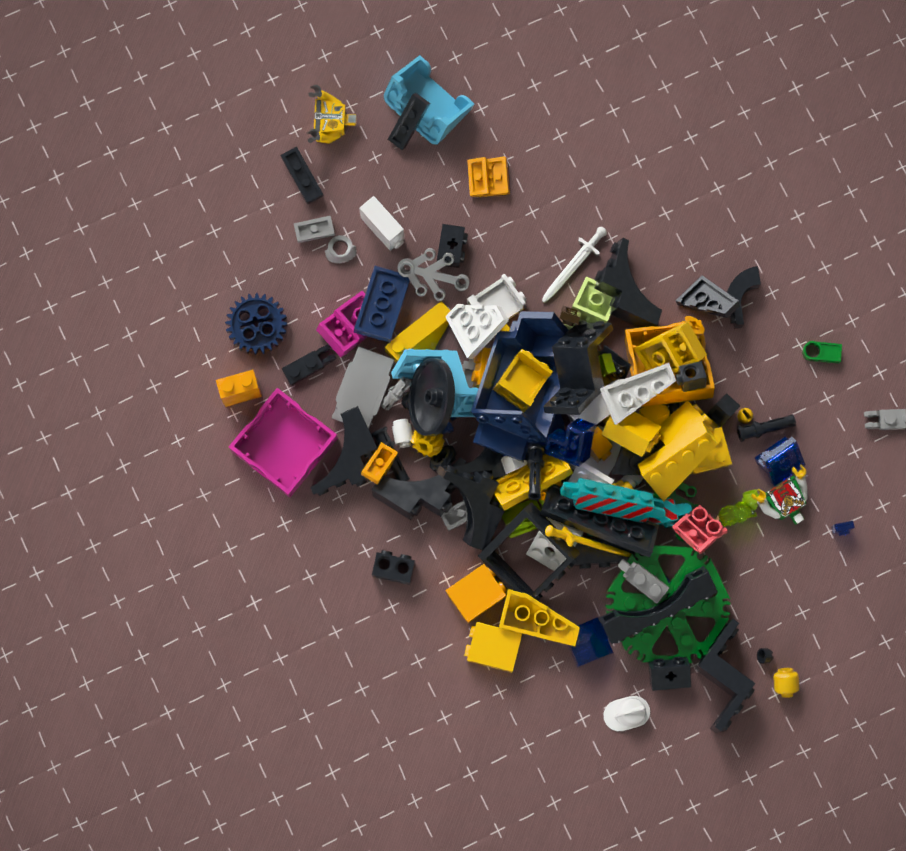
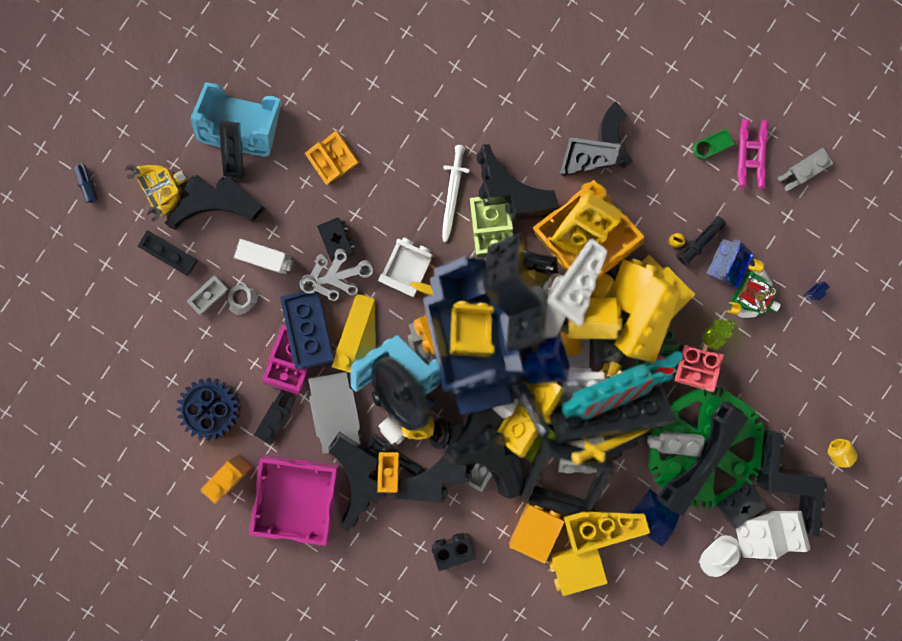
camera: 25 degrees left, 10 degrees up
(267, 80) = (85, 183): none -> dark blue axle
(360, 148) = (204, 198): none -> black arch
(395, 393) = (365, 400): light grey pin -> none
(475, 325) = (401, 303): white plate -> none
(570, 316) = (479, 247): dark brown plate -> none
(606, 364) = (535, 270): lime slope -> none
(682, 714) = (773, 535): none -> white bracket
(694, 370) = (623, 232): black brick -> none
(723, 410) = (658, 248): black brick -> none
(749, 500) = (720, 311): lime plate -> none
(764, 656) = (811, 444): black hinge -> none
(851, 368) = (743, 164): none -> dark pink piece

